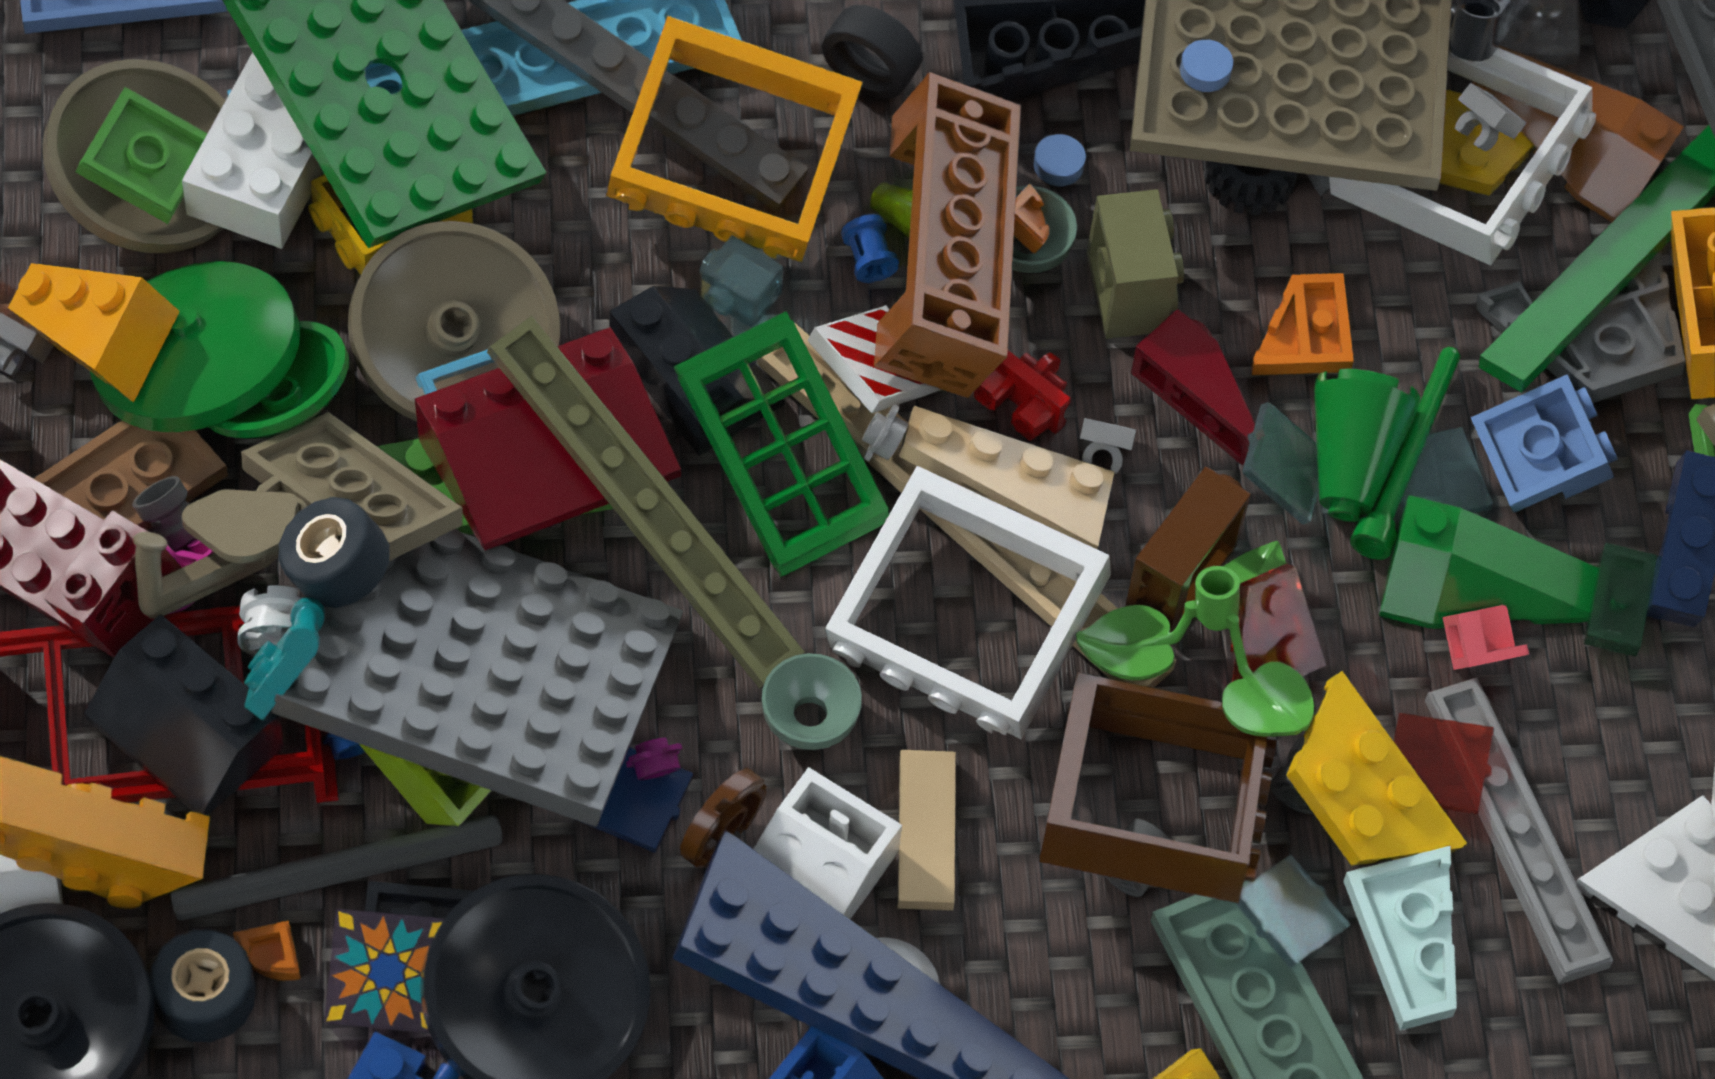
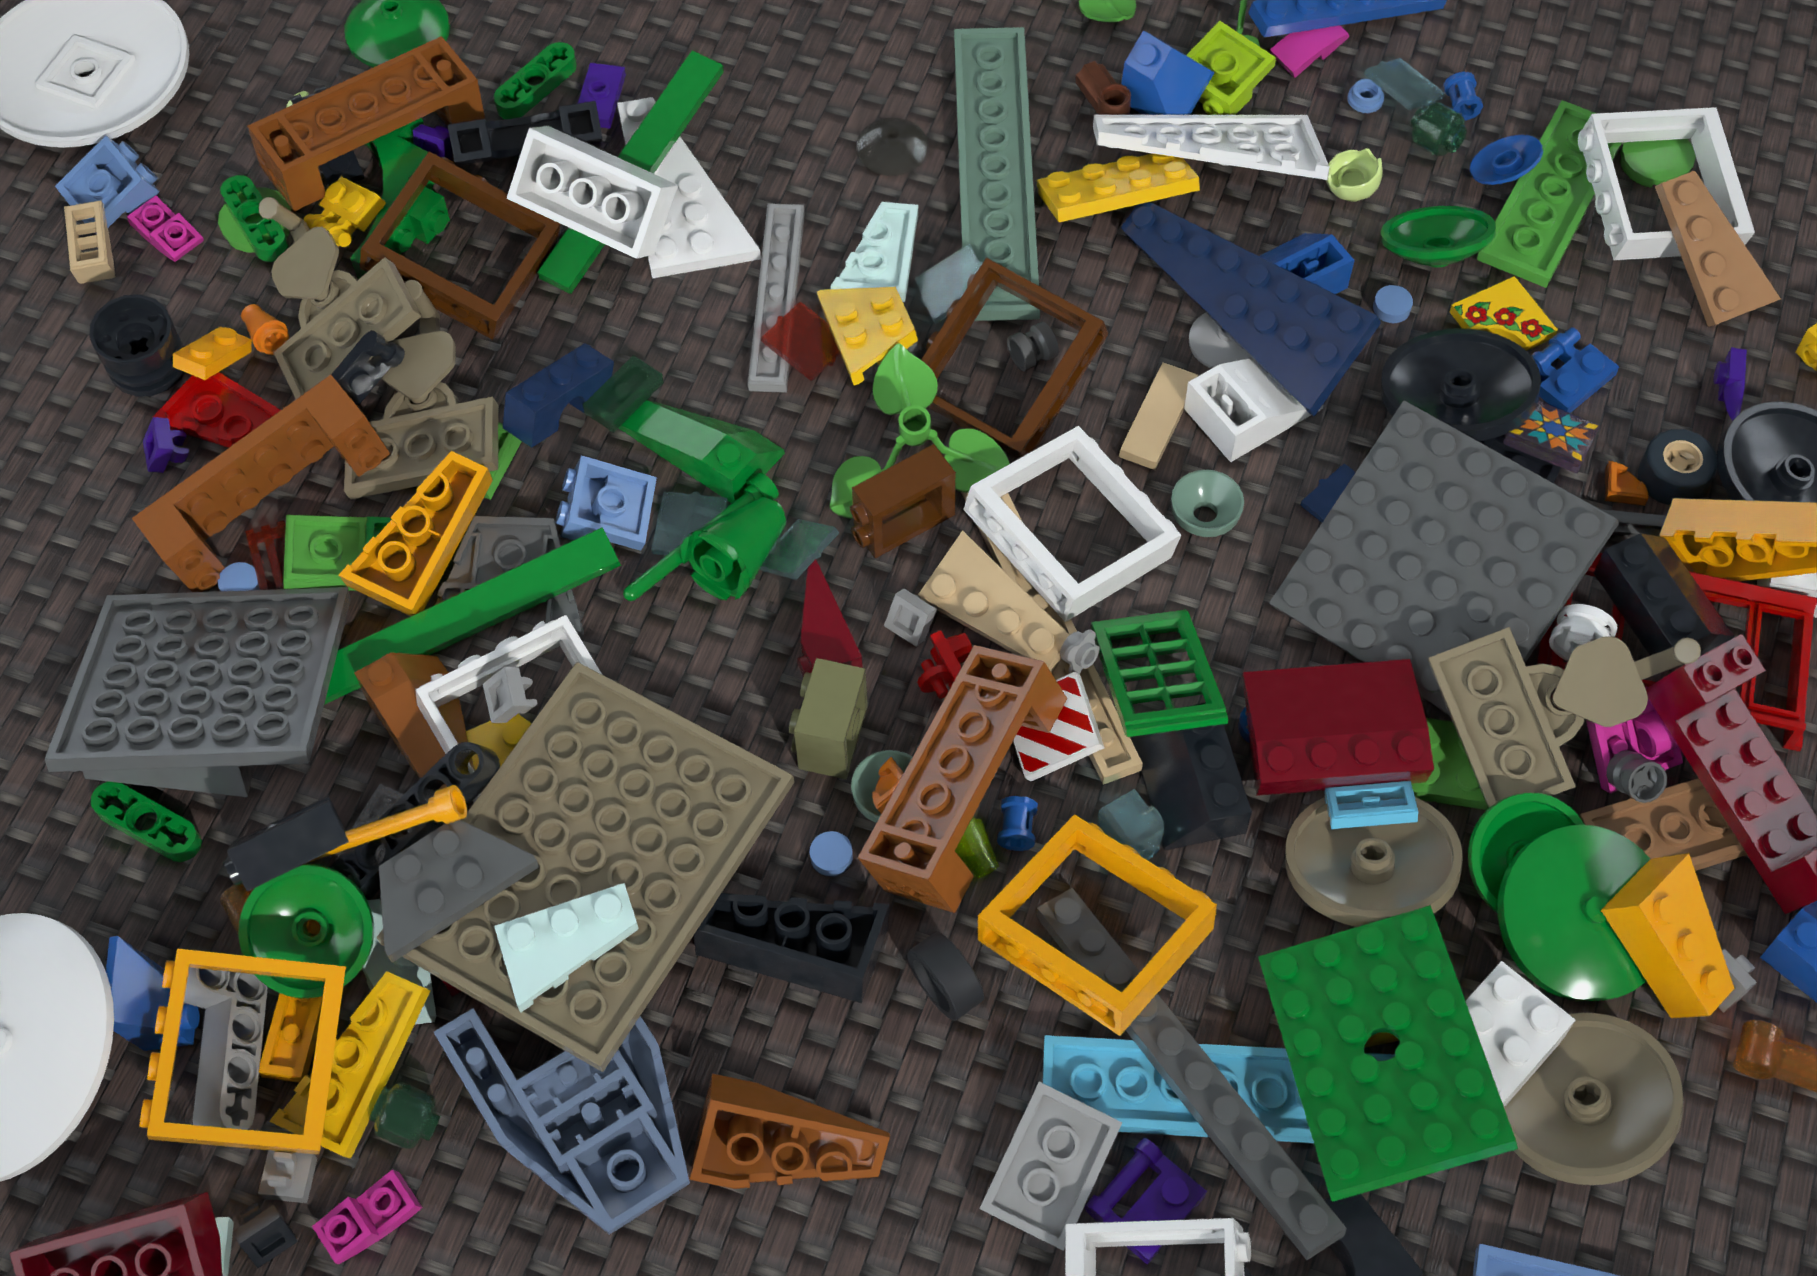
camera: 150 degrees left, 0 degrees up
(142, 155) = (1596, 1073): bright green plate -> none
(280, 664) = (1599, 562): teal plate -> none
(334, 552) = (1544, 621): black wheel -> none
(644, 500) = (1286, 651): olive plate -> none
(655, 759) = (1324, 498): magenta plate -> none
(728, 810) = (1300, 438): reddish brown tile -> none
(1206, 65) = (703, 807): medium blue tile -> none
(1277, 623) = (869, 440): wing -> none
(1308, 329) = (720, 650): orange wing -> none
(1481, 637) = (731, 395): coral panel -> none

